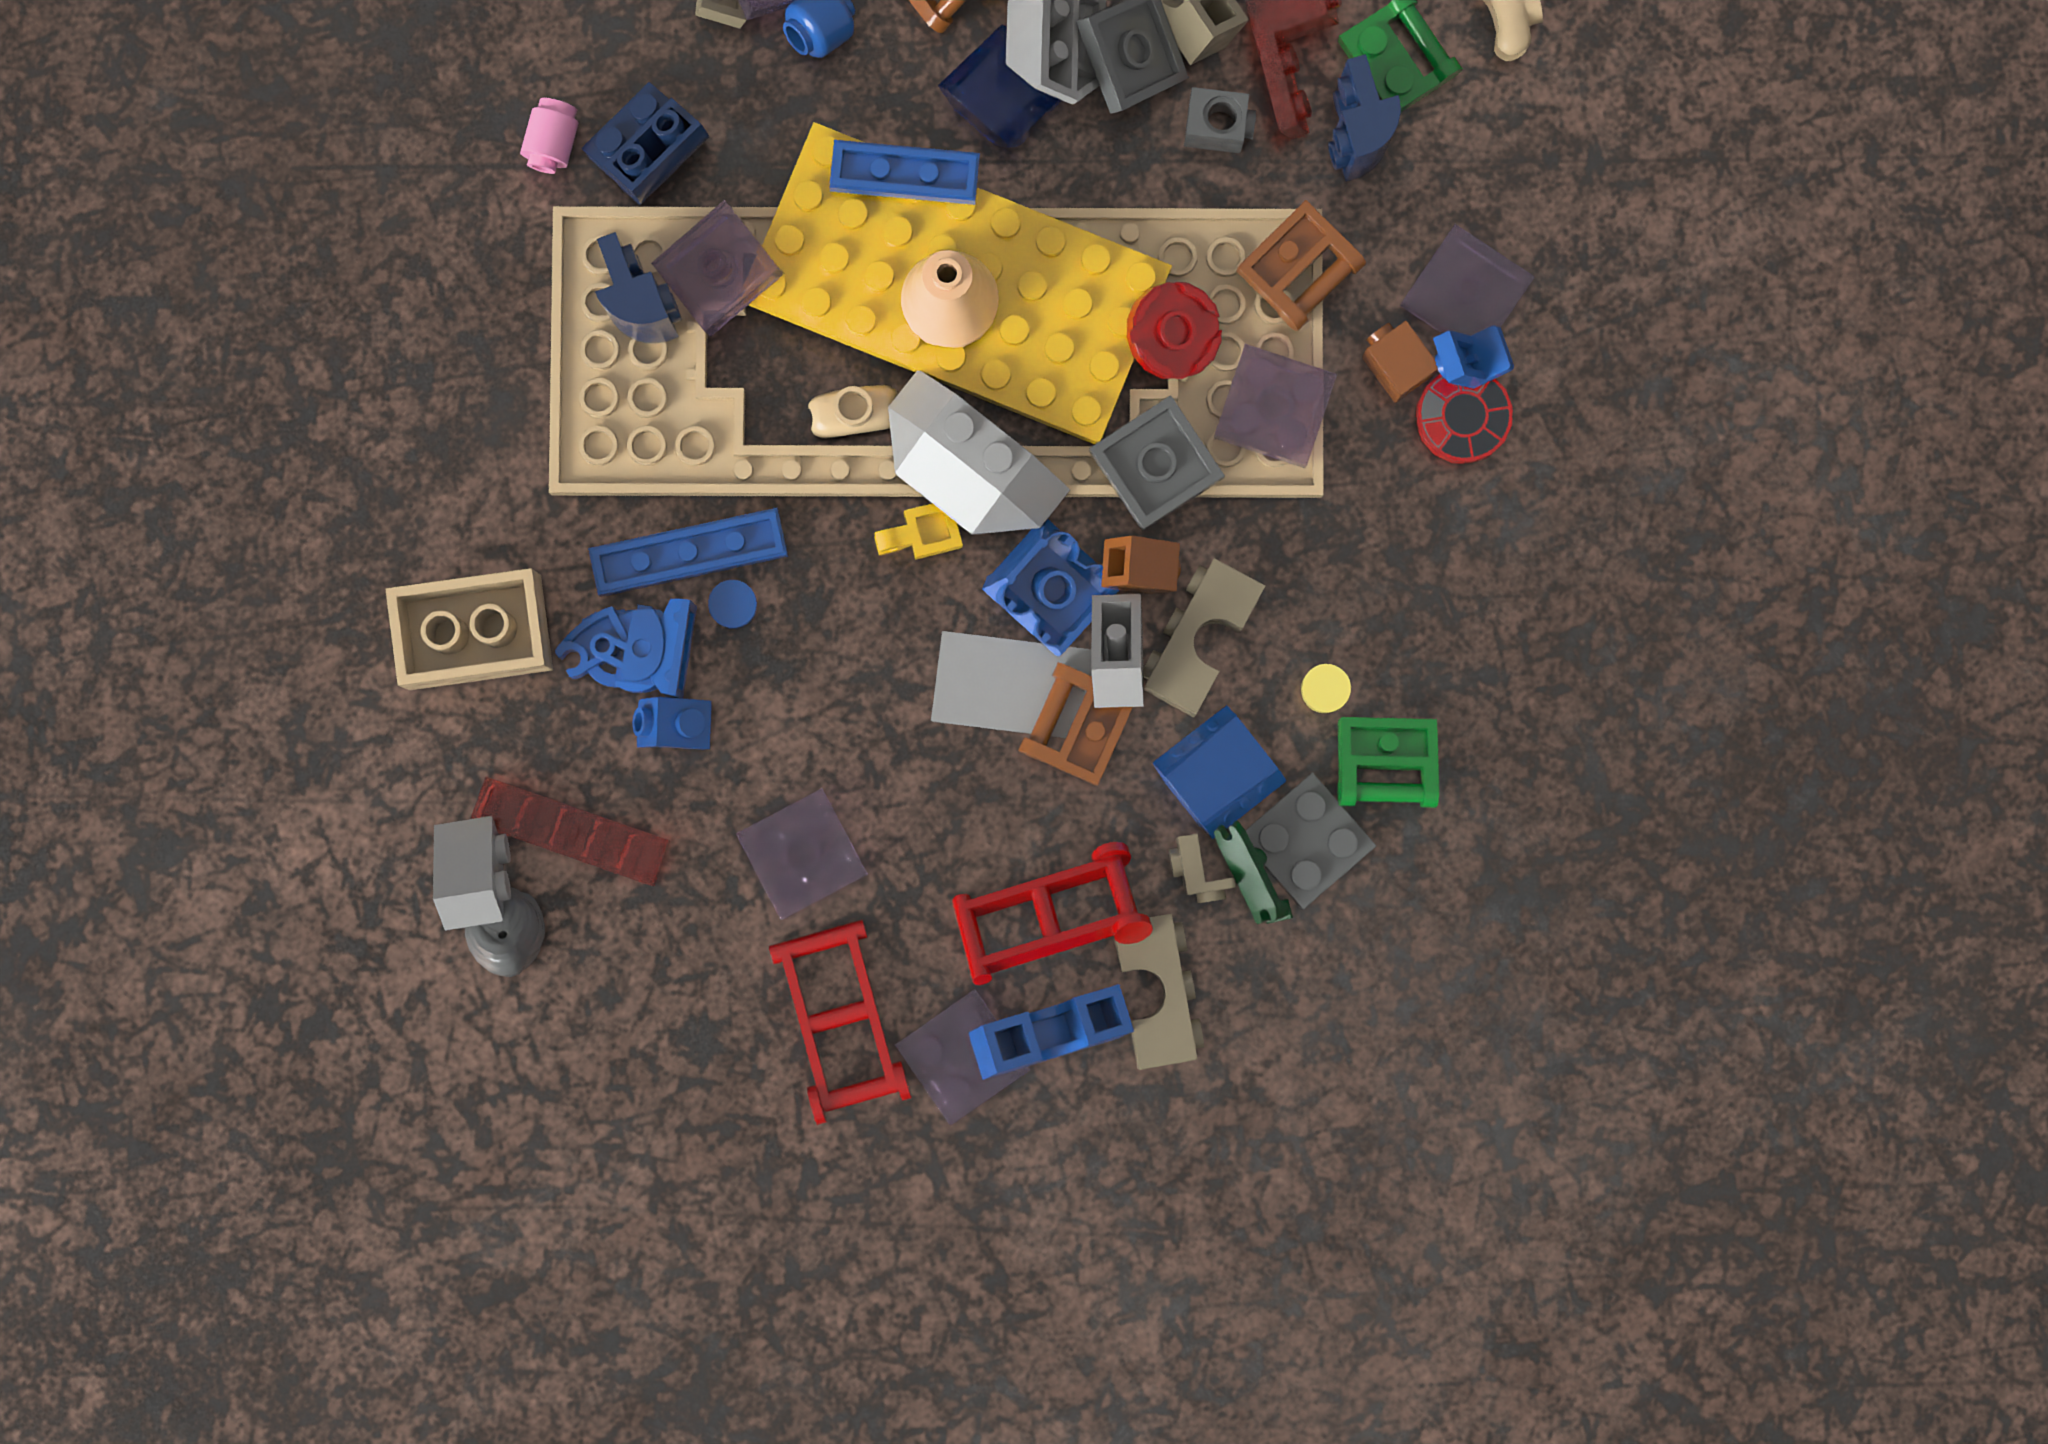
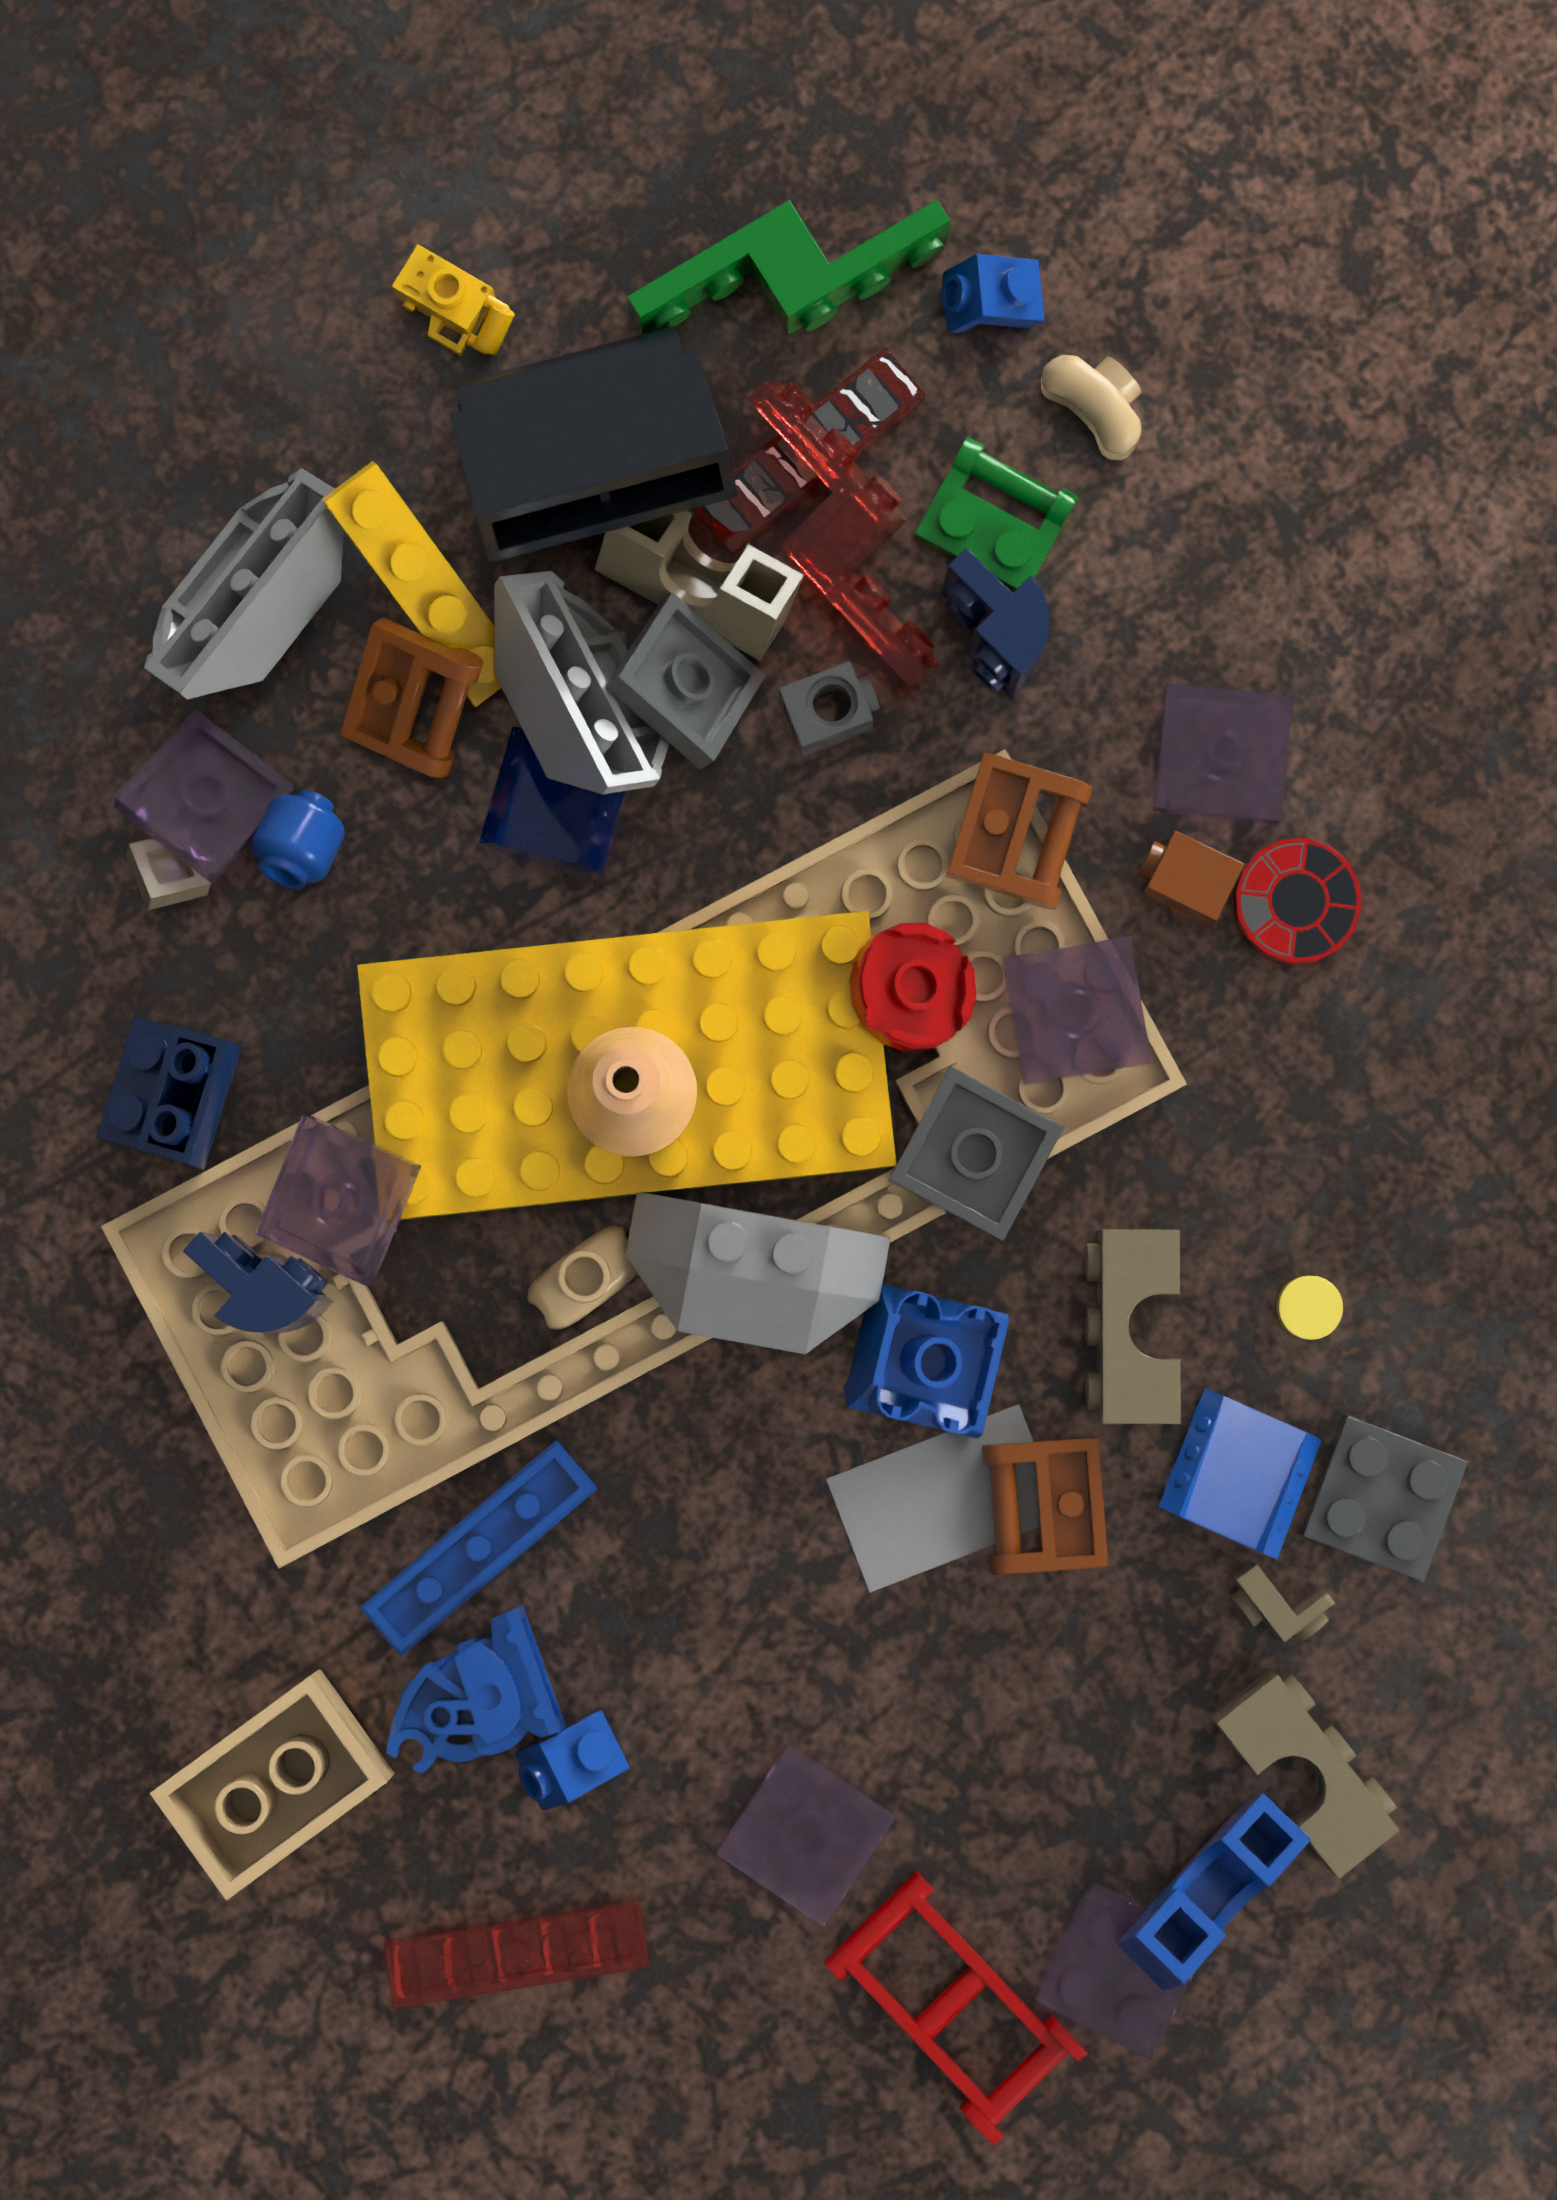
camera: 30 degrees left, 0 degrees up
(470, 873) = (429, 2074): light grey brick -> none
(511, 944) = (494, 2099): dark grey hair -> none
(550, 135) = (51, 1143): bright pink brick -> none
(732, 604) = (564, 1581): blue tile -> none
(904, 172) = (498, 970): blue tile -> none
(925, 530) = (745, 1375): yellow plate -> none
(1117, 650) = (1049, 1400): light grey brick -> none
(1126, 927) = (1234, 1722): red piece -> none
(1140, 565) = (1020, 1281): dark orange brick -> none
(1249, 873) = (1334, 1571): dark green piece -> none
(1388, 746) = (1420, 1337): green plate -> none
(1473, 358) = (1276, 831): blue bracket -> none

